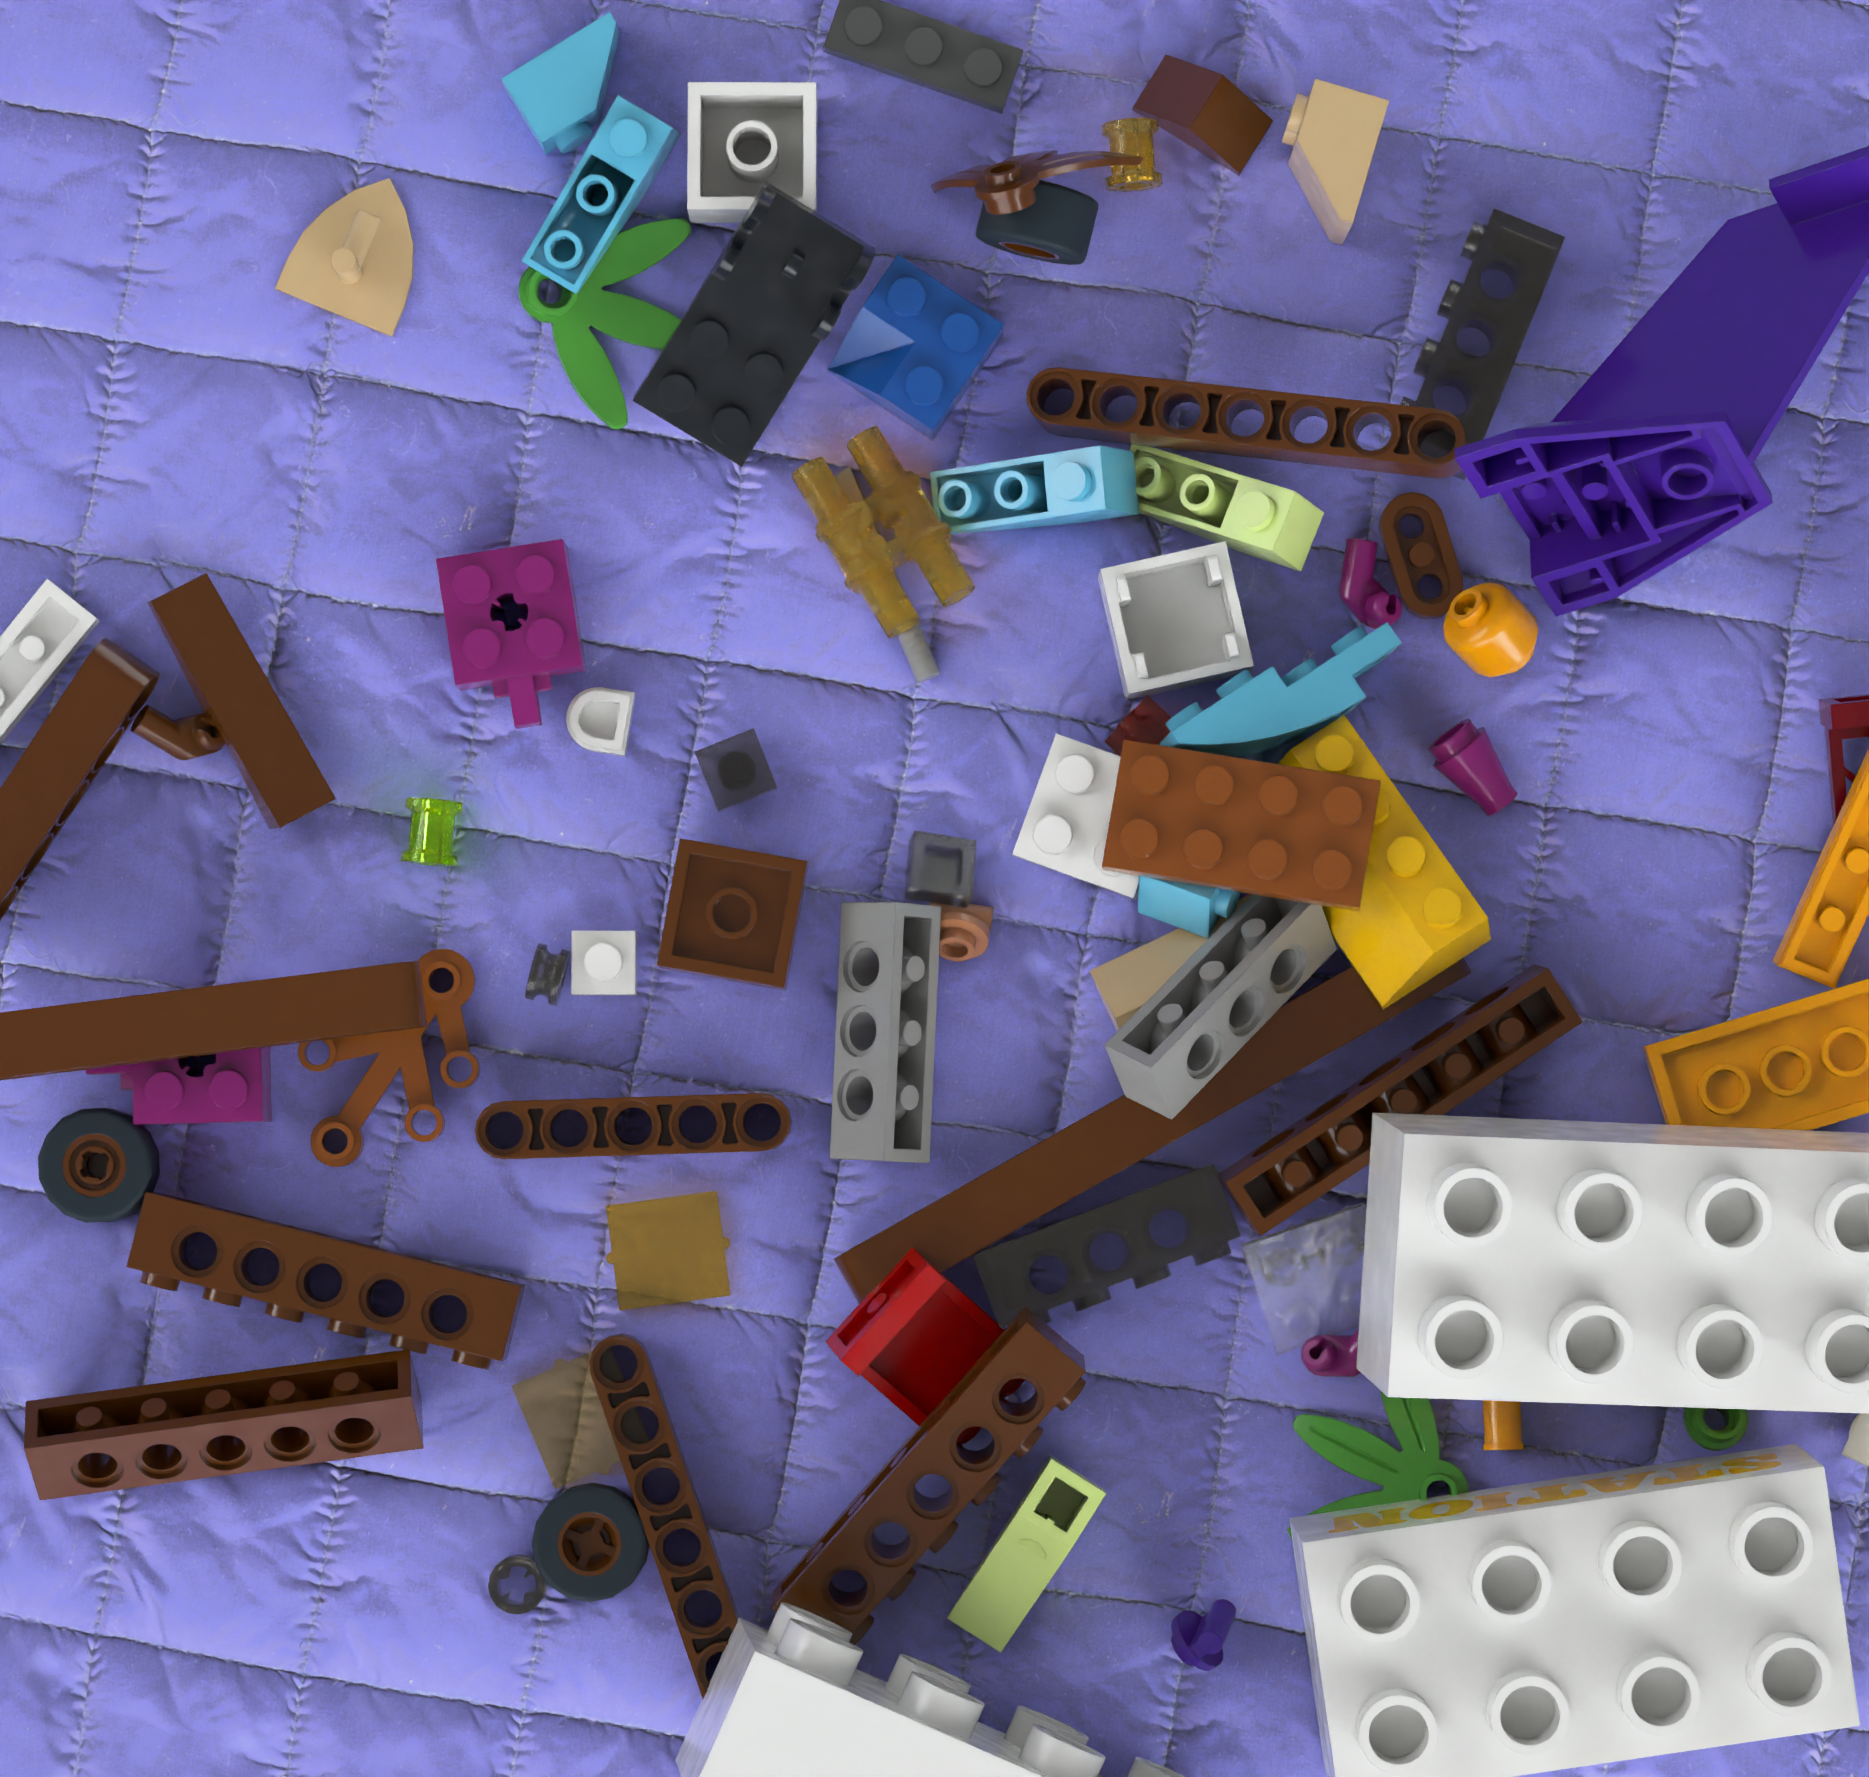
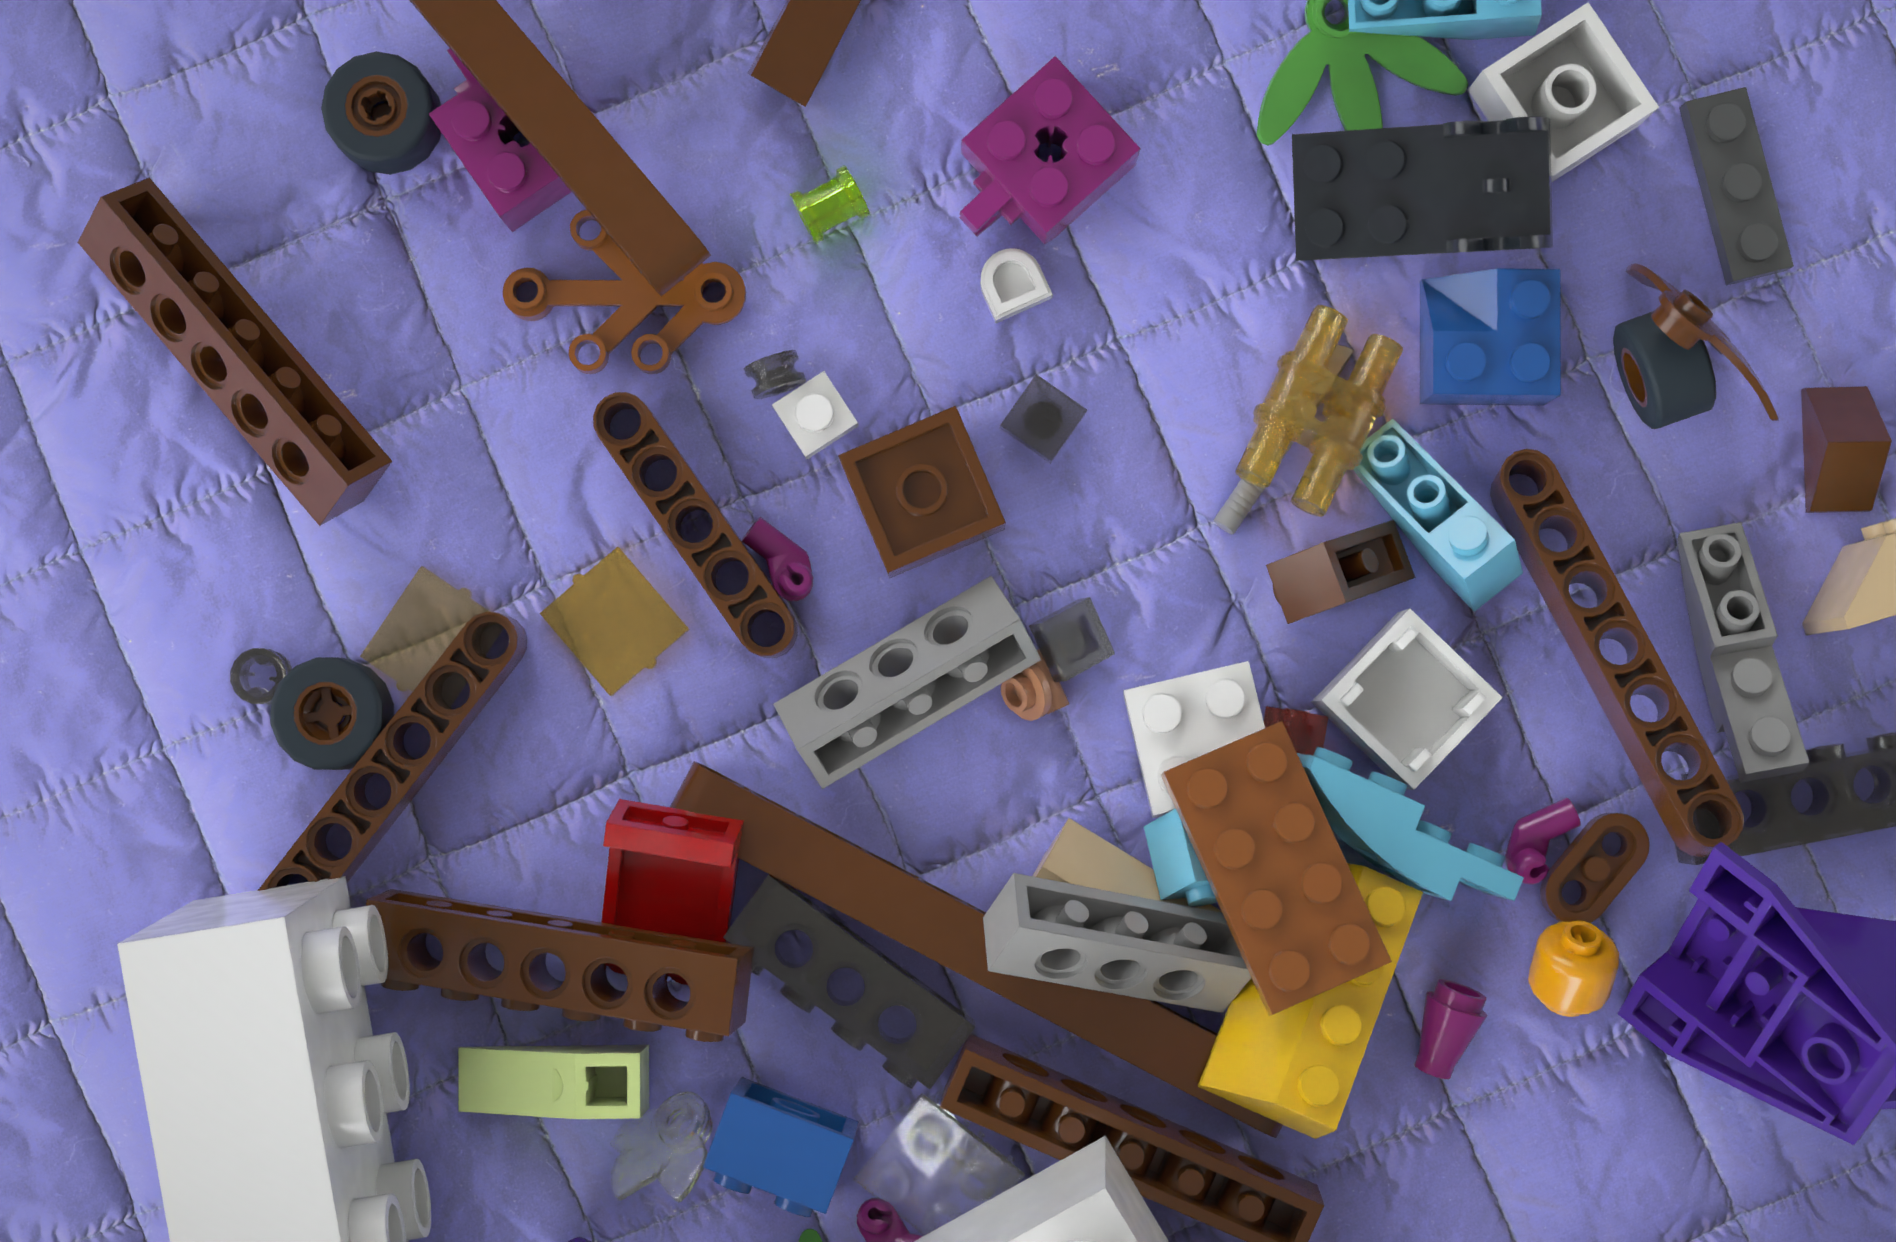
camera: 65 degrees right, 0 degrees up
(171, 1221) = (341, 212): reddish brown brick -> none
(714, 1069) = (786, 561): none -> magenta arm
(1031, 603) = (1340, 571): none -> reddish brown slope
(1135, 138) = (1751, 420): clear yellow bush -> none
(1141, 1493) = (663, 1146): none -> clear plate
(1208, 1392) = (780, 1147): none -> blue slope
(1226, 506) = (1524, 666): yellowish green slope -> none
(1317, 316) = (1736, 653): none -> light grey slope

